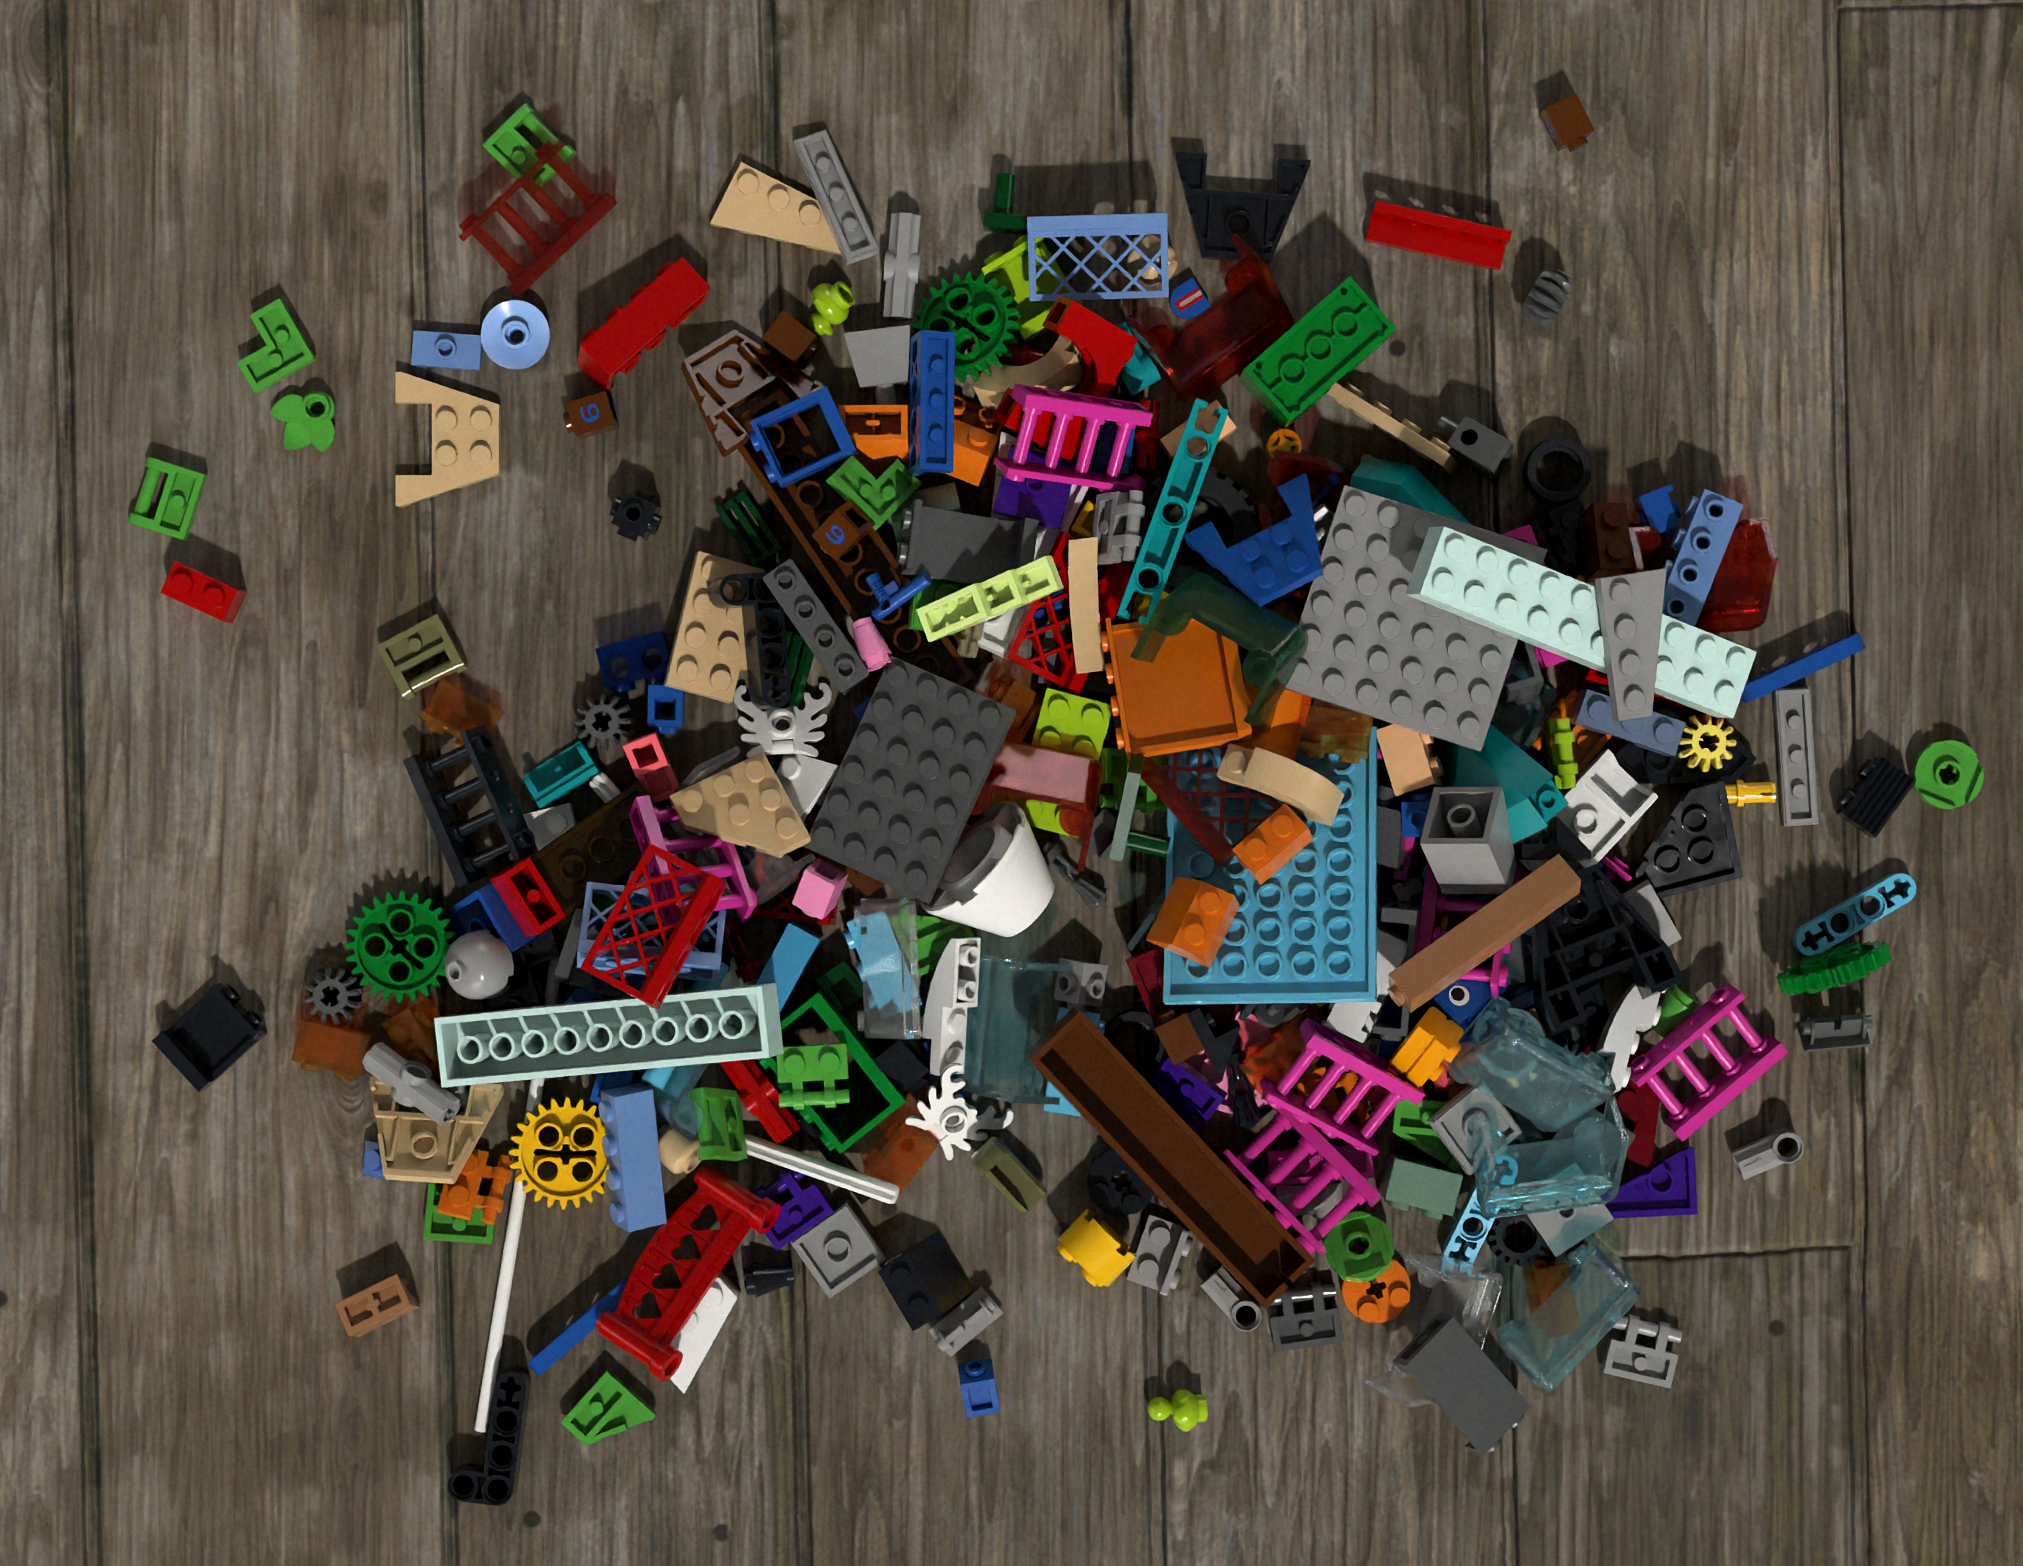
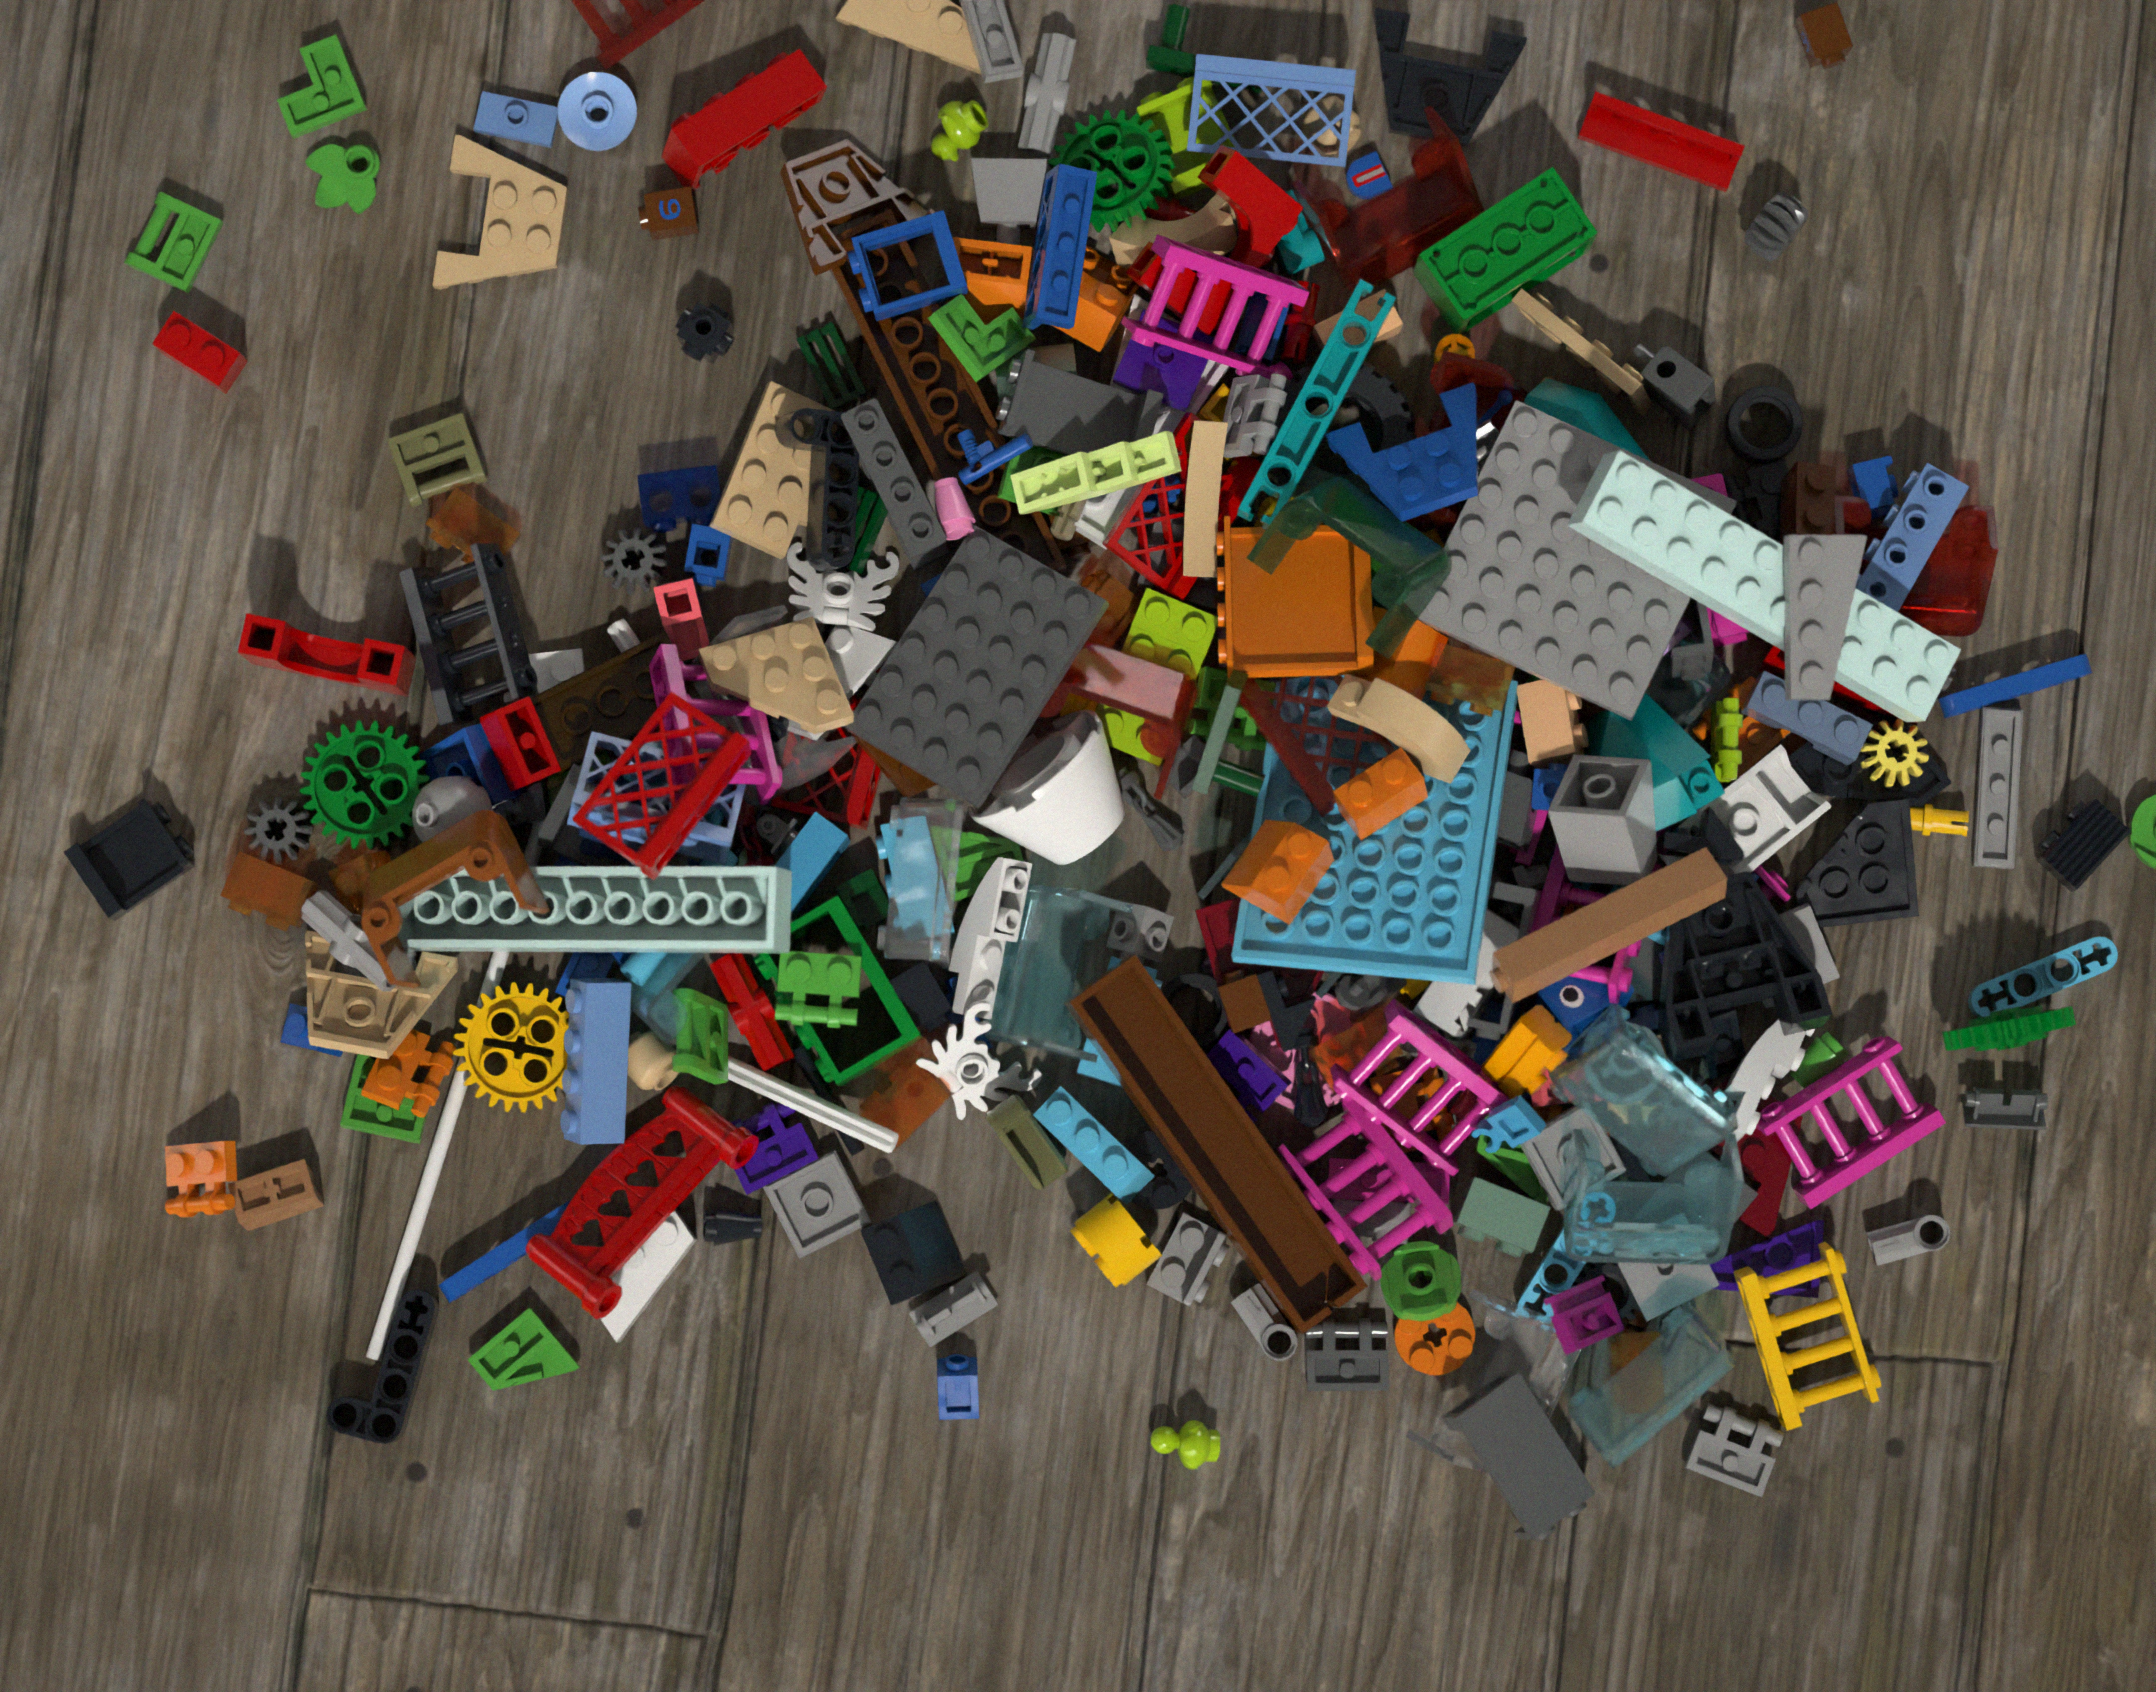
camera: 15 degrees right, 5 degrees down
(308, 1290) = (200, 1164): none -> orange plate
(350, 841) = (366, 665): none -> red arch
(506, 997) = (477, 844): none -> dark orange windscreen
(561, 774) = (577, 615): teal hinge -> none
(760, 942) = (777, 833): none -> dark grey hinge
(791, 339) = (909, 159): reddish brown brick -> none
(819, 888) = (855, 779): bright pink brick -> none
(843, 530) = (939, 375): reddish brown brick -> none
(1066, 1171) = (1093, 1145): none -> medium azure brick
(1421, 1109) = (1510, 1122): none -> dark azure plate
(1502, 1261) = (1584, 1315): none -> magenta plate
(1658, 1246) = (1779, 1364): none -> yellow fence

